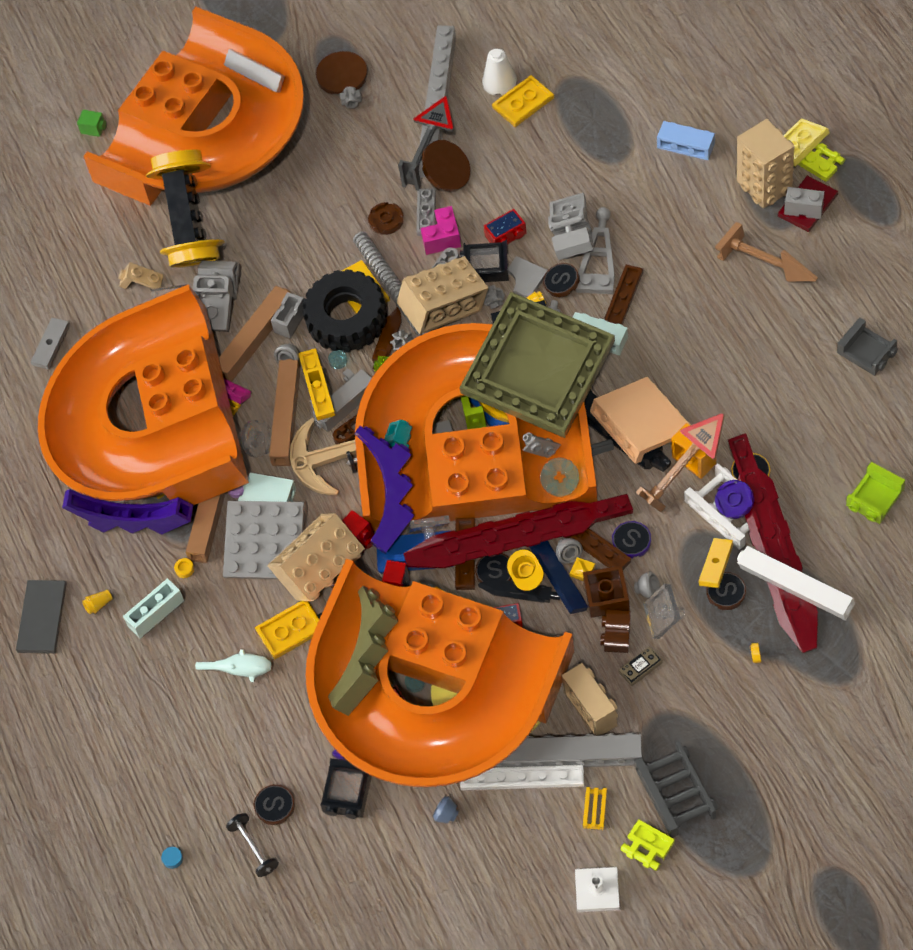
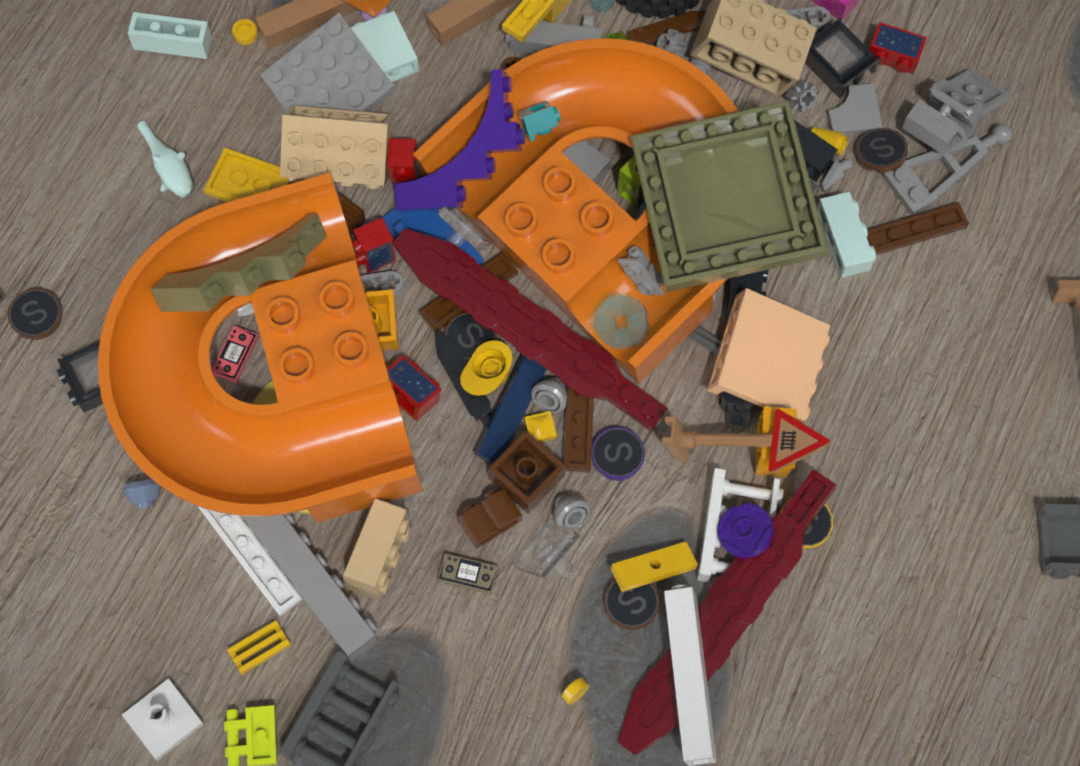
camera: 40 degrees right, 10 degrees up
(315, 459) = (462, 61): tan piece -> none
(876, 493) = (884, 684): lime panel -> none

